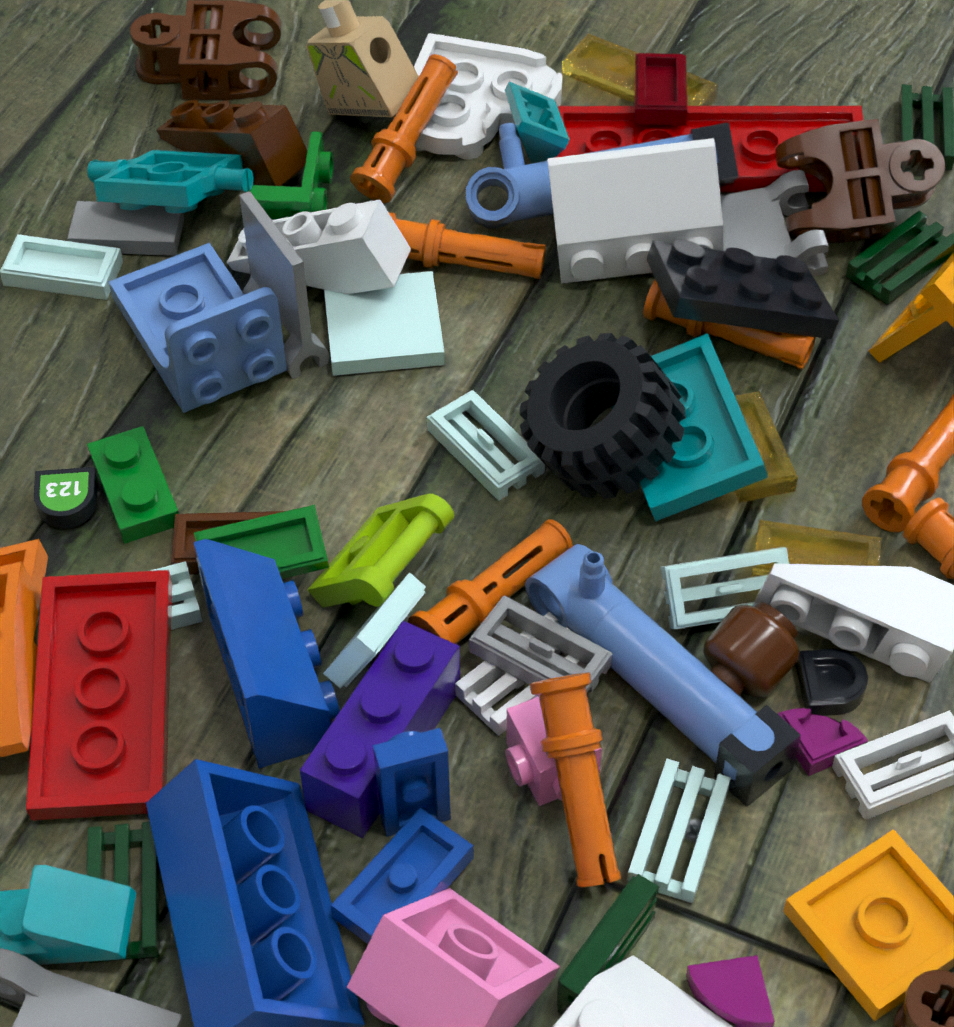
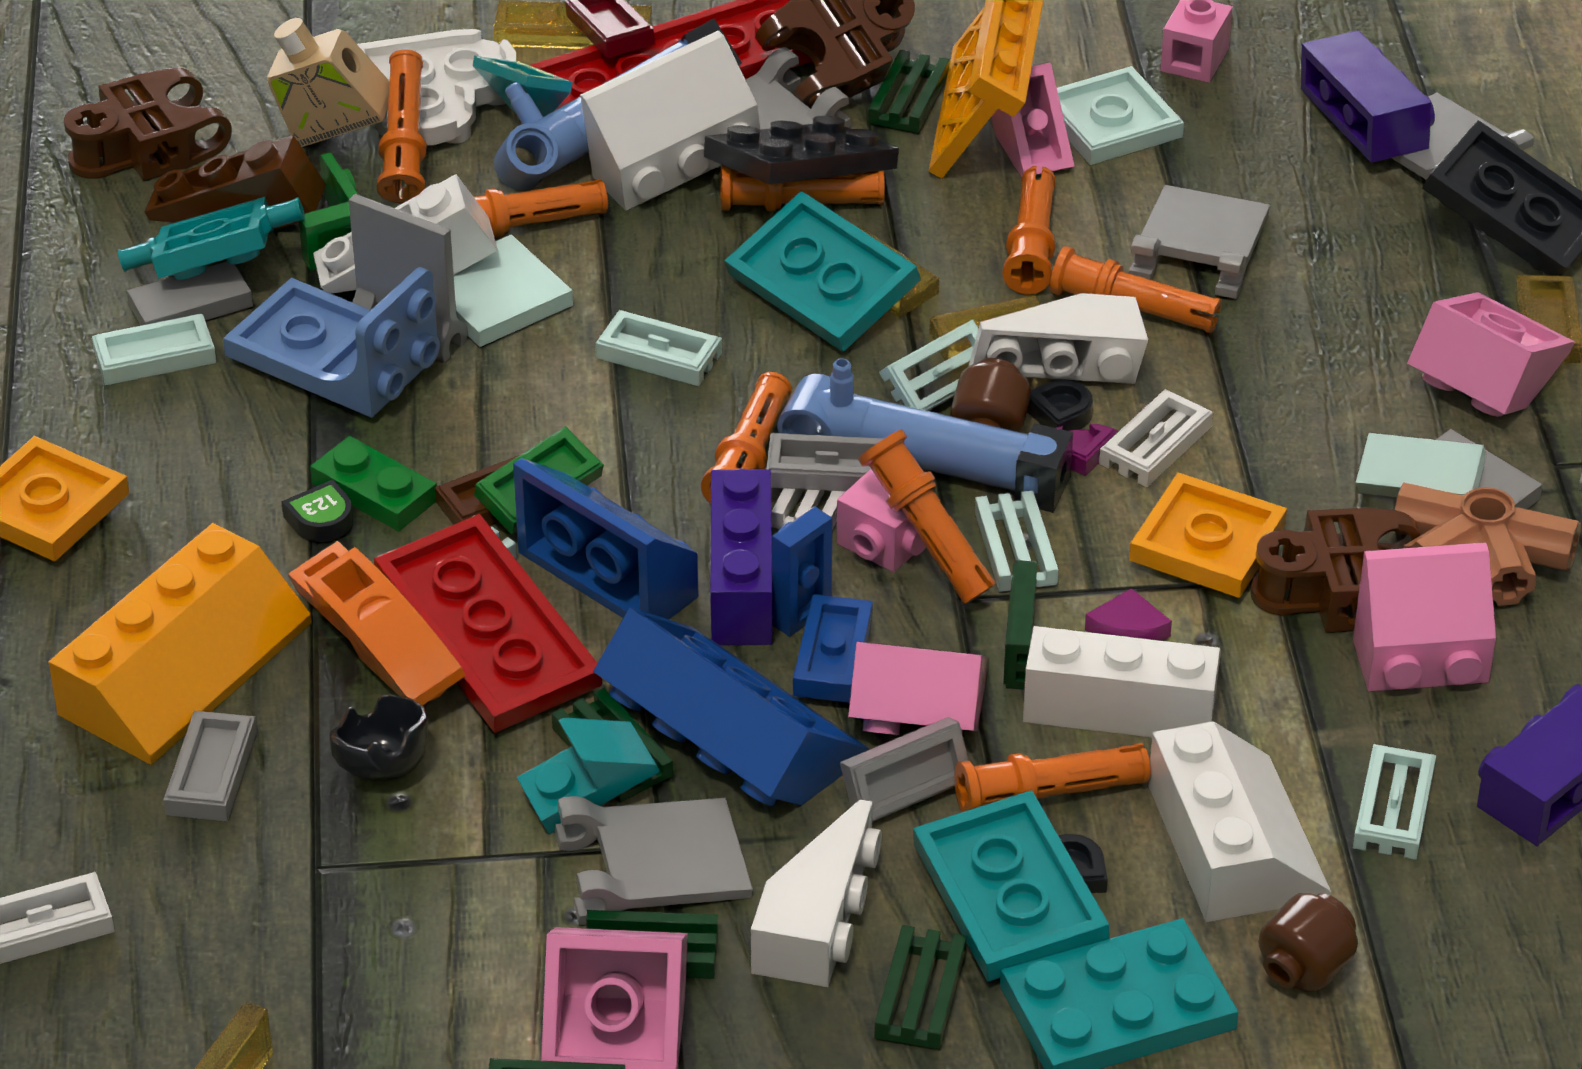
camera: 30 degrees left, 10 degrees down
(375, 631) = (687, 492): light aqua tile -> none
(381, 551) = (635, 449): lime plate -> none
(622, 445) = (739, 249): black tyre -> none

